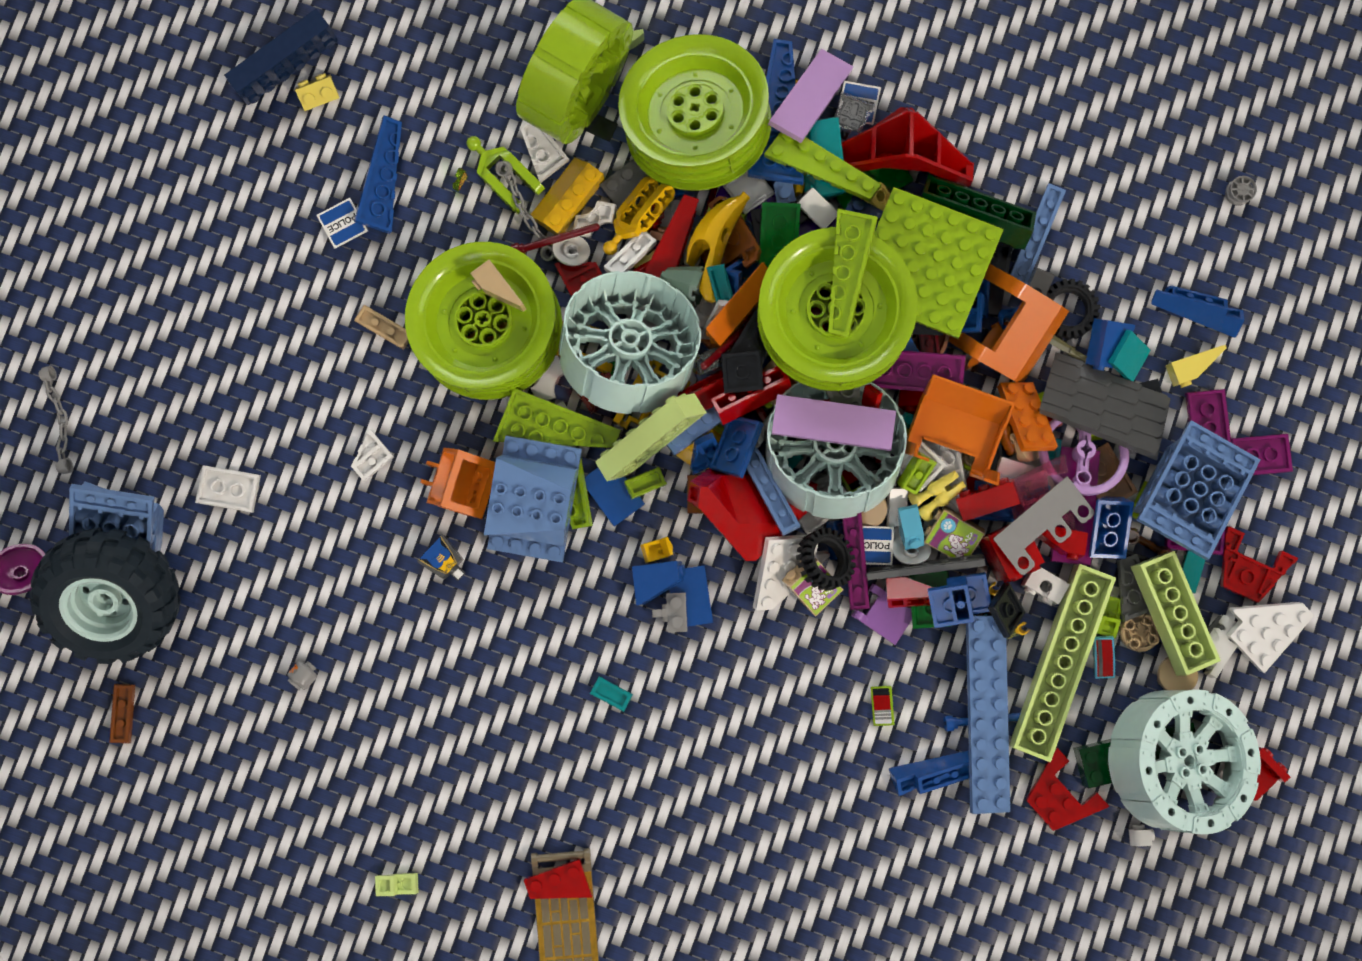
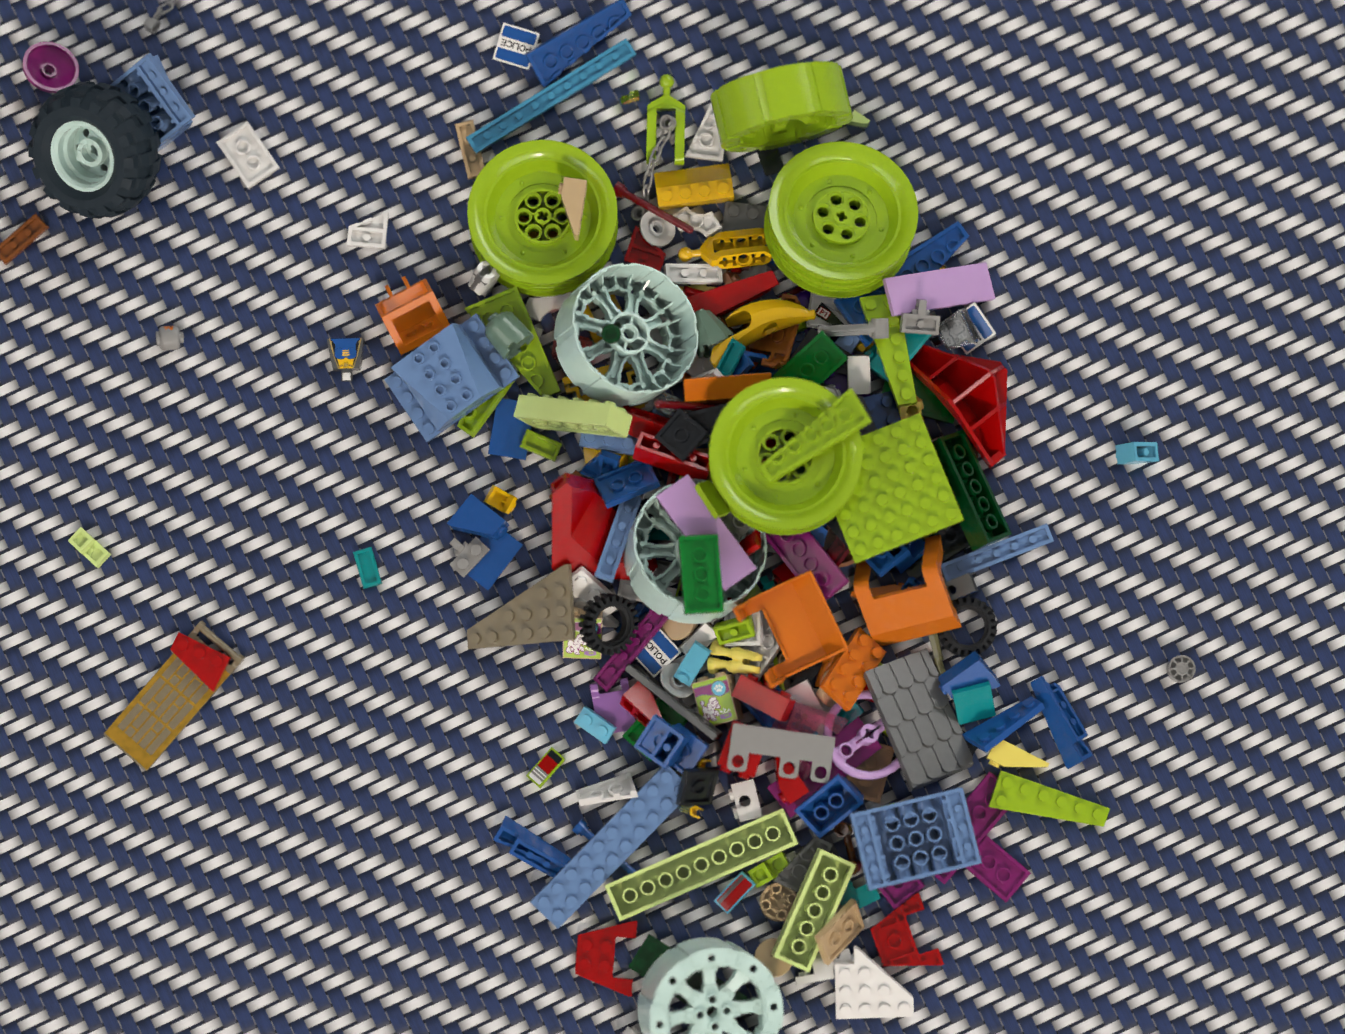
camera: 45 degrees right, 0 degrees up
(402, 234) = (551, 96): none -> dark azure plate
(485, 405) = (483, 279): none -> white plate
(542, 427) = (507, 334): none -> sand green cylinder
(619, 349) = (611, 333): none -> dark green tile
(758, 187) = (830, 315): none -> sticker
(767, 608) = (535, 616): none -> dark tan wing
(800, 161) = (876, 329): none -> light grey axle
(813, 394) = (712, 499): none -> lime tile
(823, 125) = (920, 320): none -> light grey hinge
(864, 455) = (701, 574): none -> green plate
(886, 640) = (595, 725): none -> medium azure plate
(943, 677) = (609, 790): none -> white wing
(1058, 75) = (1137, 453): none -> medium azure slope
(1165, 350) = (1002, 725): none -> blue wing
(1209, 609) = (839, 931): none -> tan tile
(1237, 380) = (1032, 798): none -> lime wing

